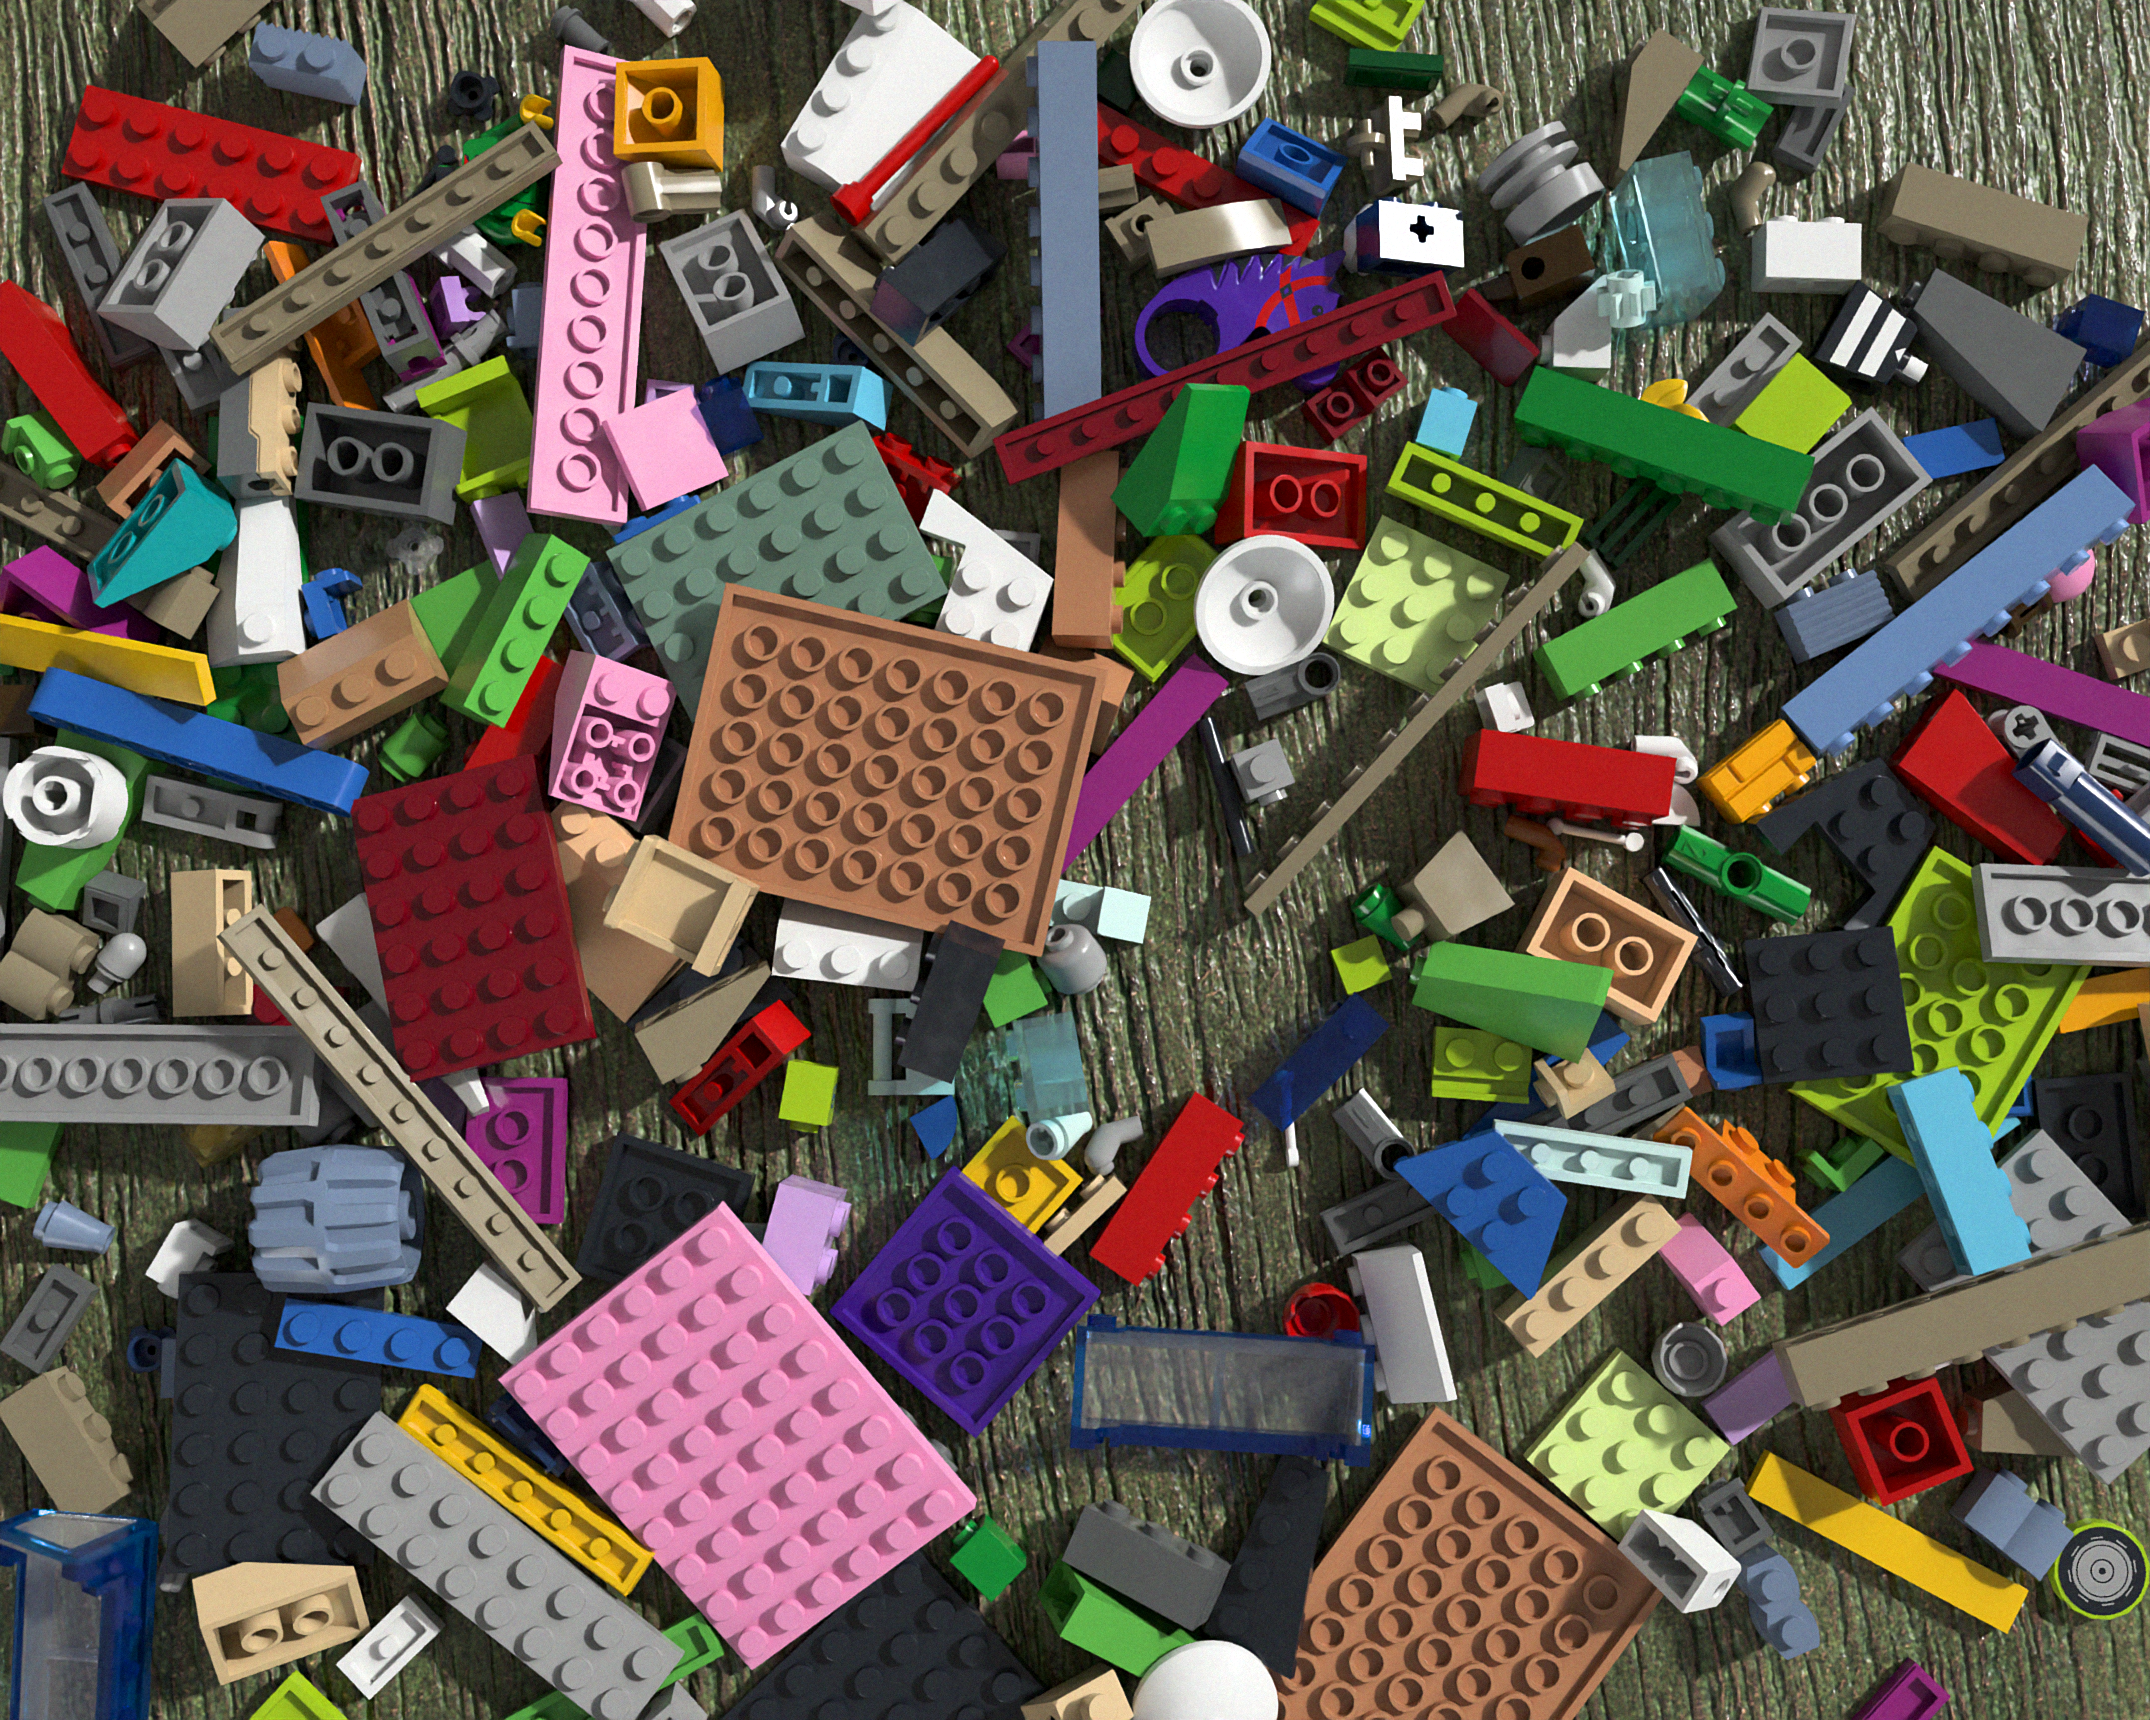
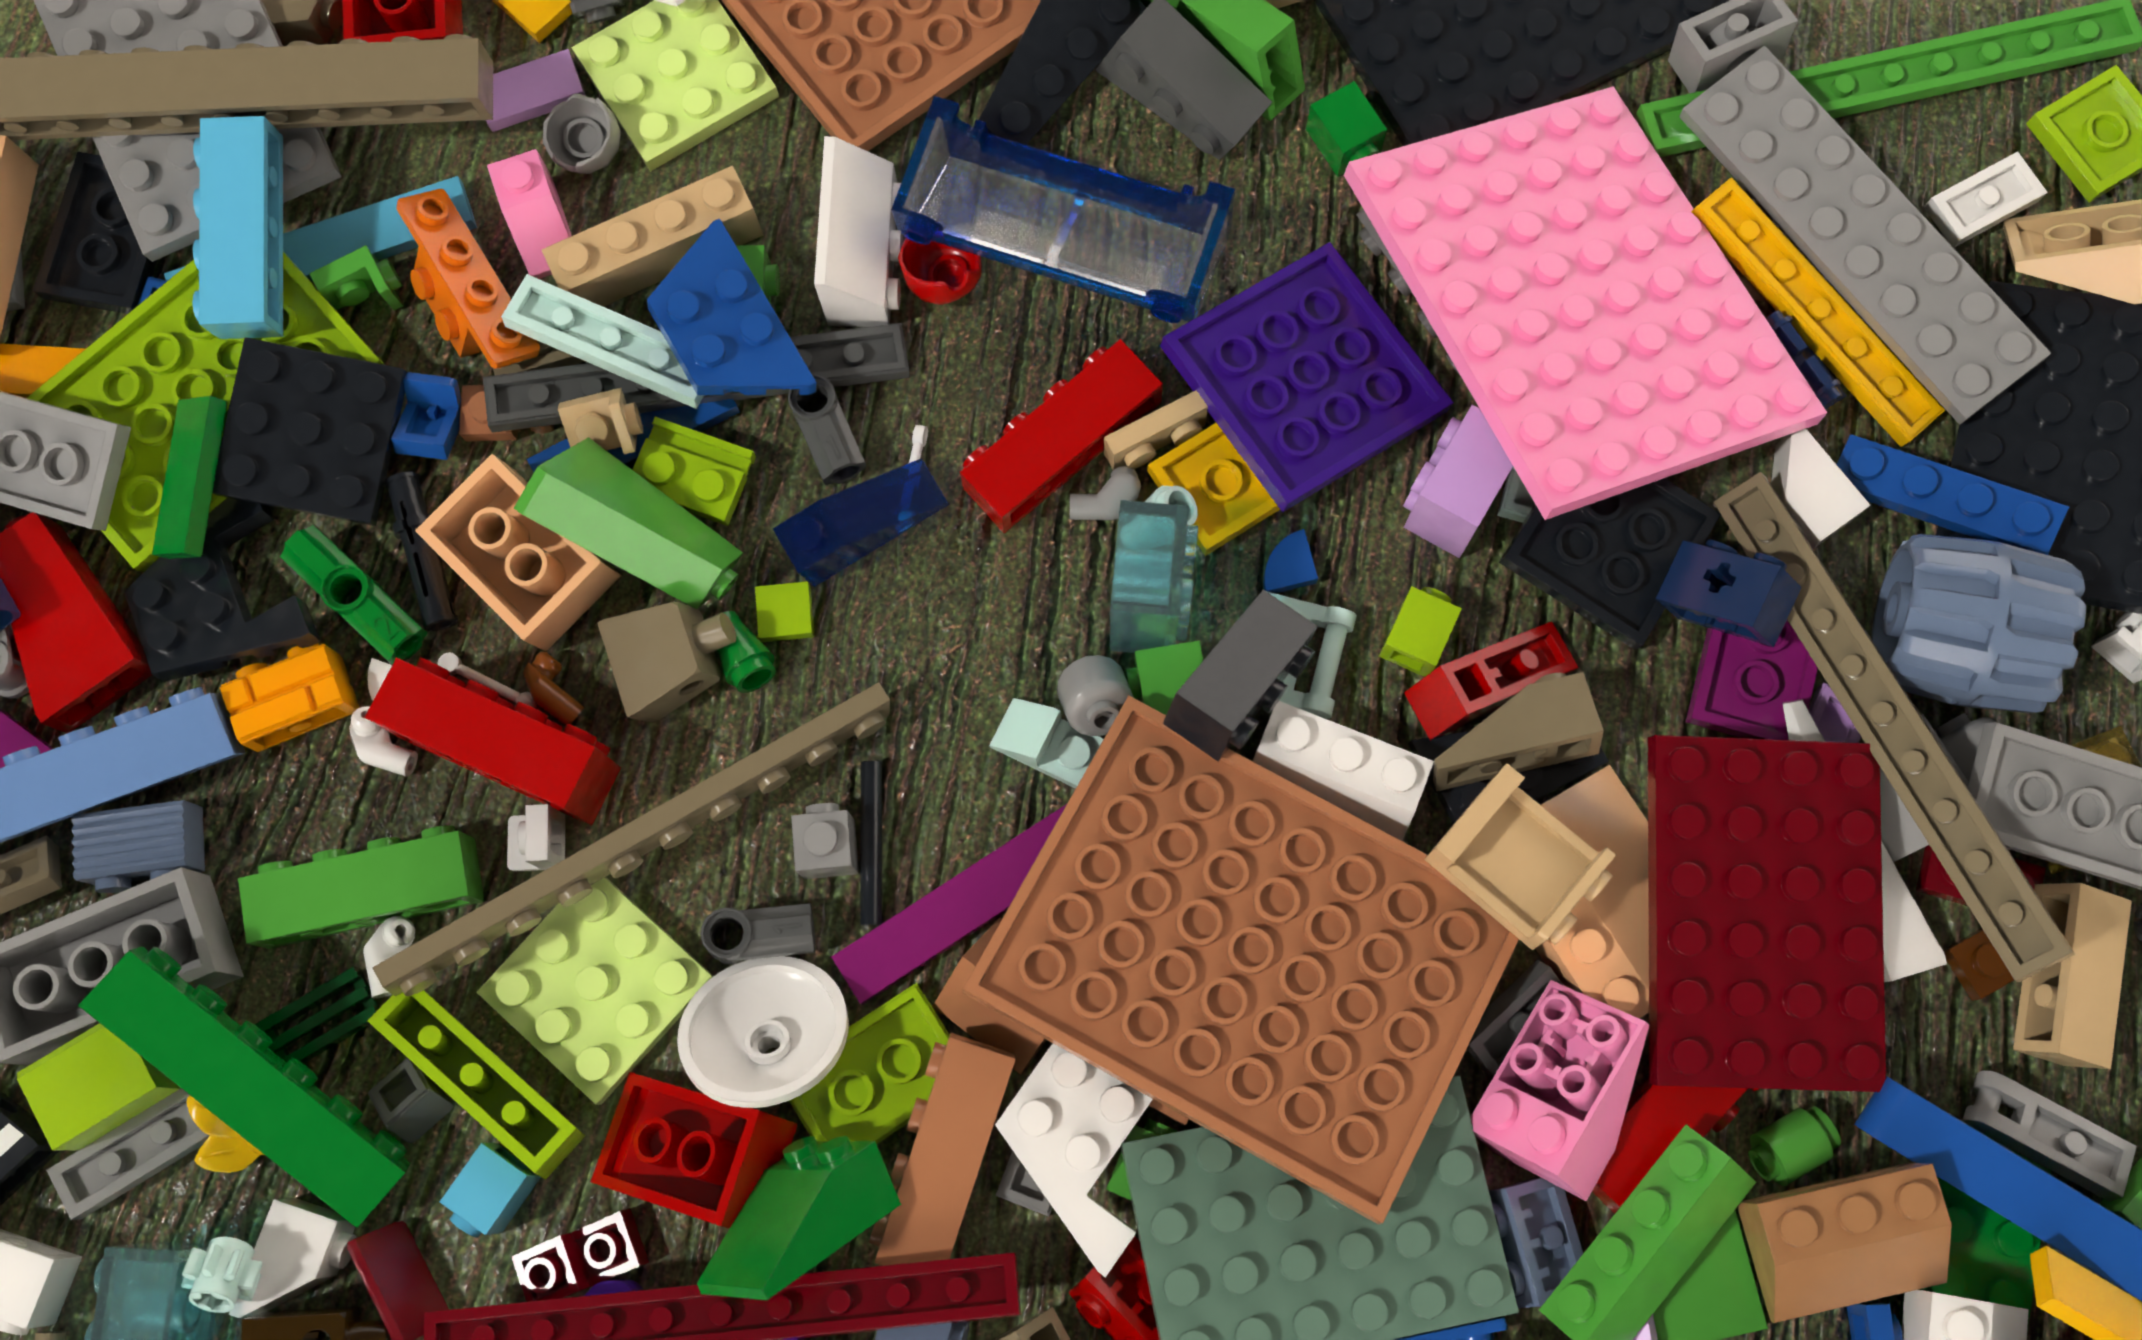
camera: 160 degrees left, 10 degrees down
(527, 1186) = (1729, 591): none -> dark blue brick
(1914, 933) = (189, 477): none -> green tile

